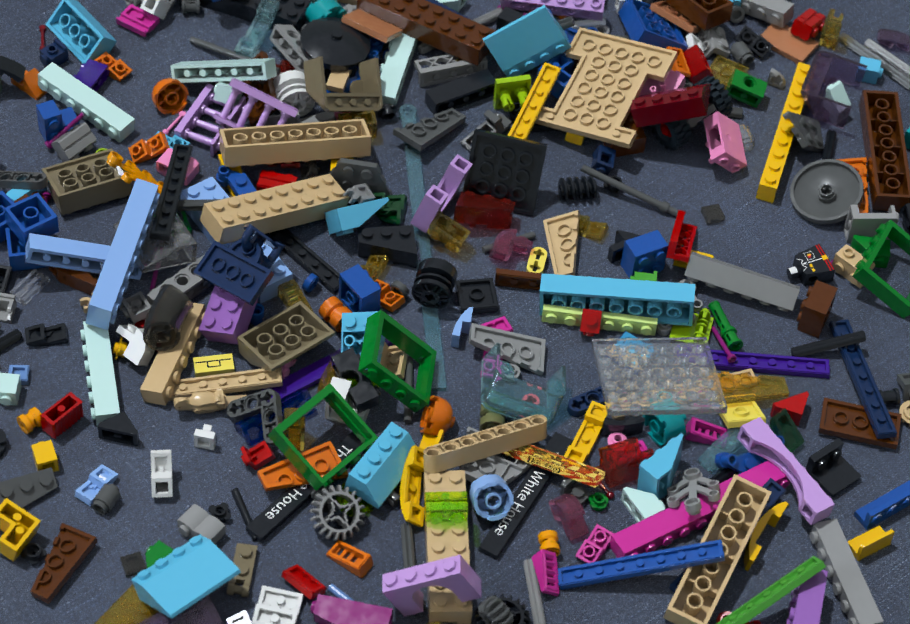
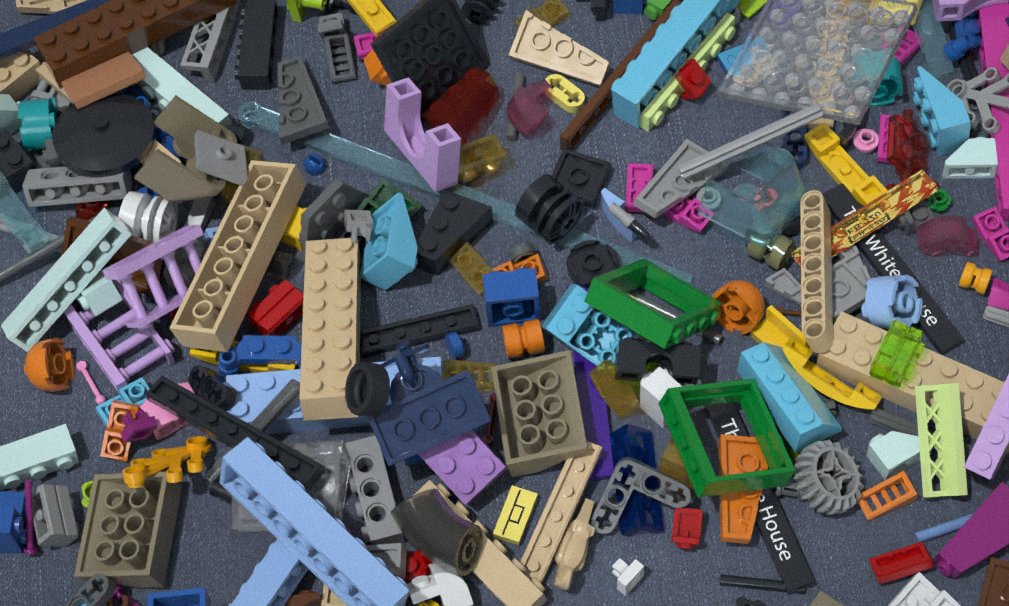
camera: 50 degrees left, 10 degrees up
(151, 152) = (139, 428): none -> magenta tile
(201, 174) = (212, 387): none -> black beam
(225, 226) = (367, 389): none -> black tyre
(350, 99) = (220, 158): none -> light grey plate
(383, 549) = (893, 452): none -> light aqua slope
(394, 164) = (313, 168): none -> blue hinge
(410, 562) = (946, 440): none -> yellowish green fence
(419, 324) = (589, 261): none -> black tile
(455, 327) = (628, 220): none -> light grey piece
(556, 364) = (750, 141): none -> light grey axle

